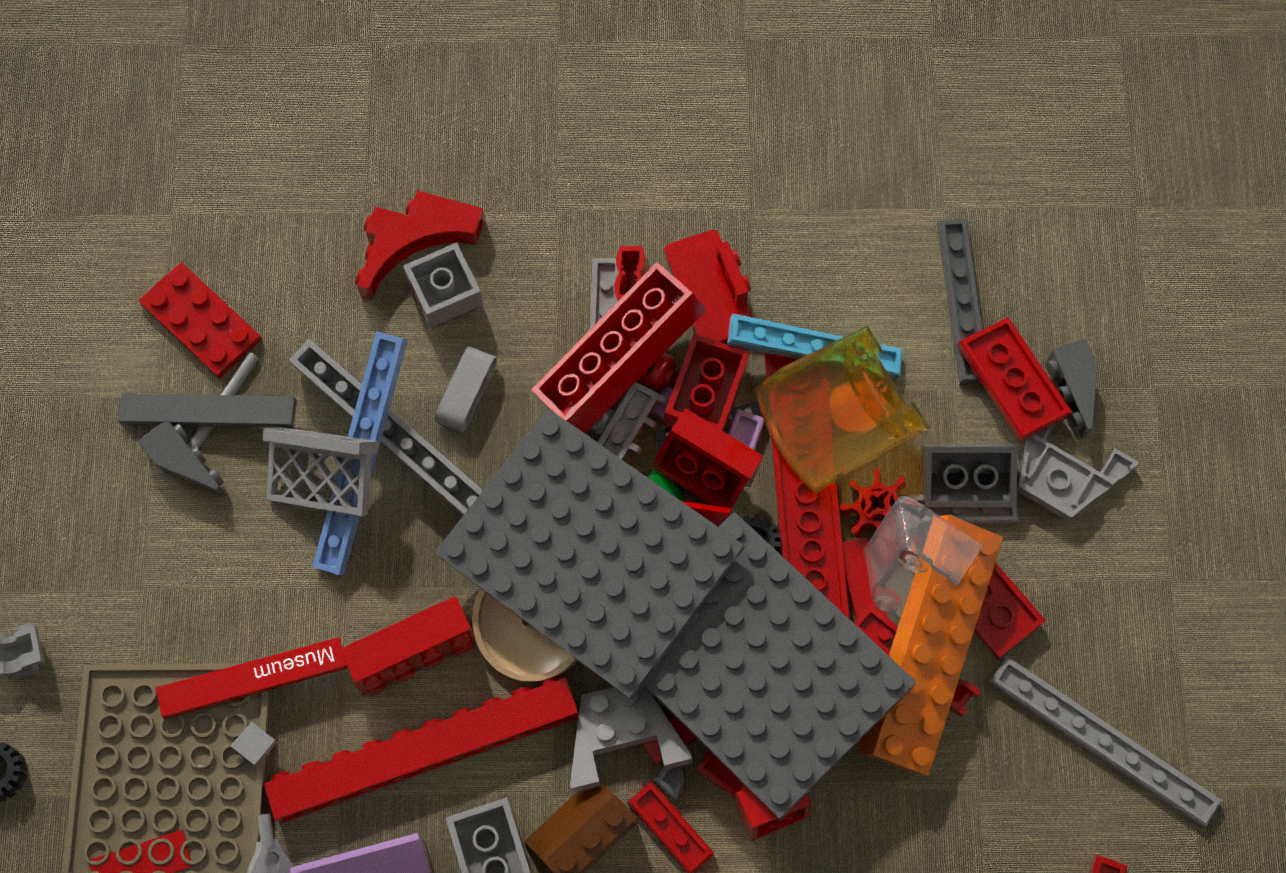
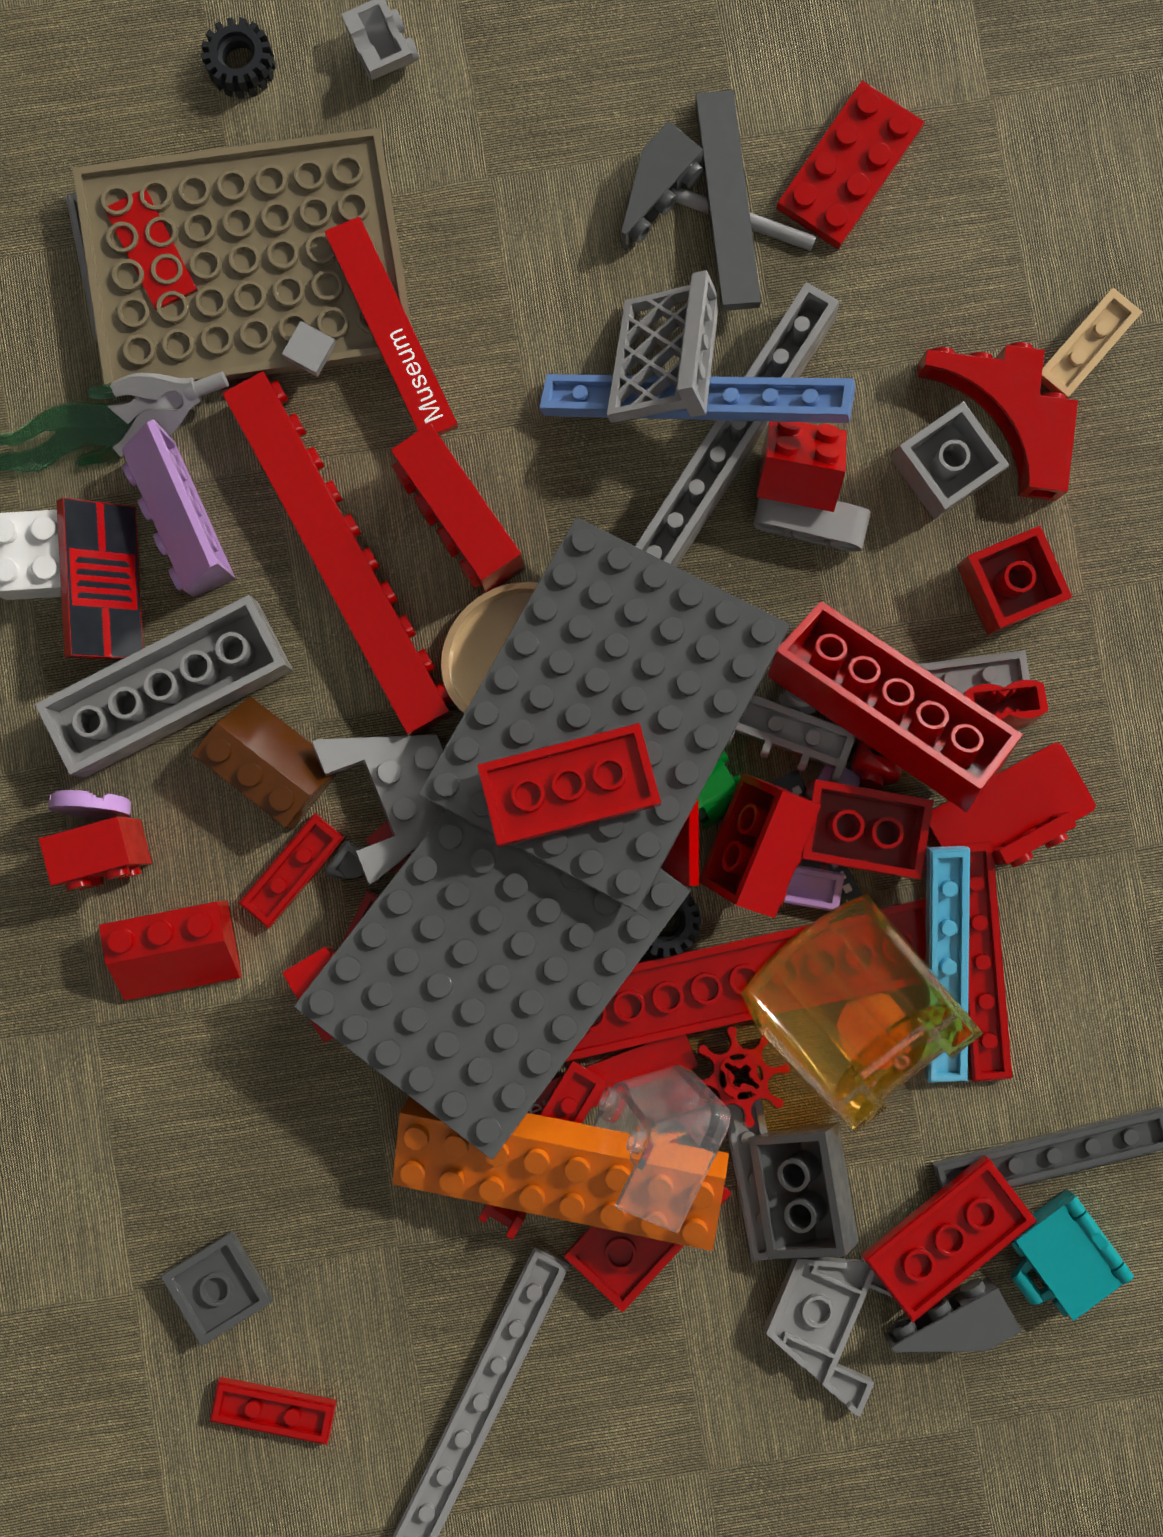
camera: 80 degrees right, 15 degrees up
(374, 177) = (1089, 343): none -> tan plate
(426, 386) = (802, 464): none -> red brick
(541, 255) = (1014, 580): none -> red brick
(642, 578) = (569, 785): none -> red plate
(886, 329) = (990, 1053): none -> red tile
(1037, 301) = (1068, 1258): none -> teal piece

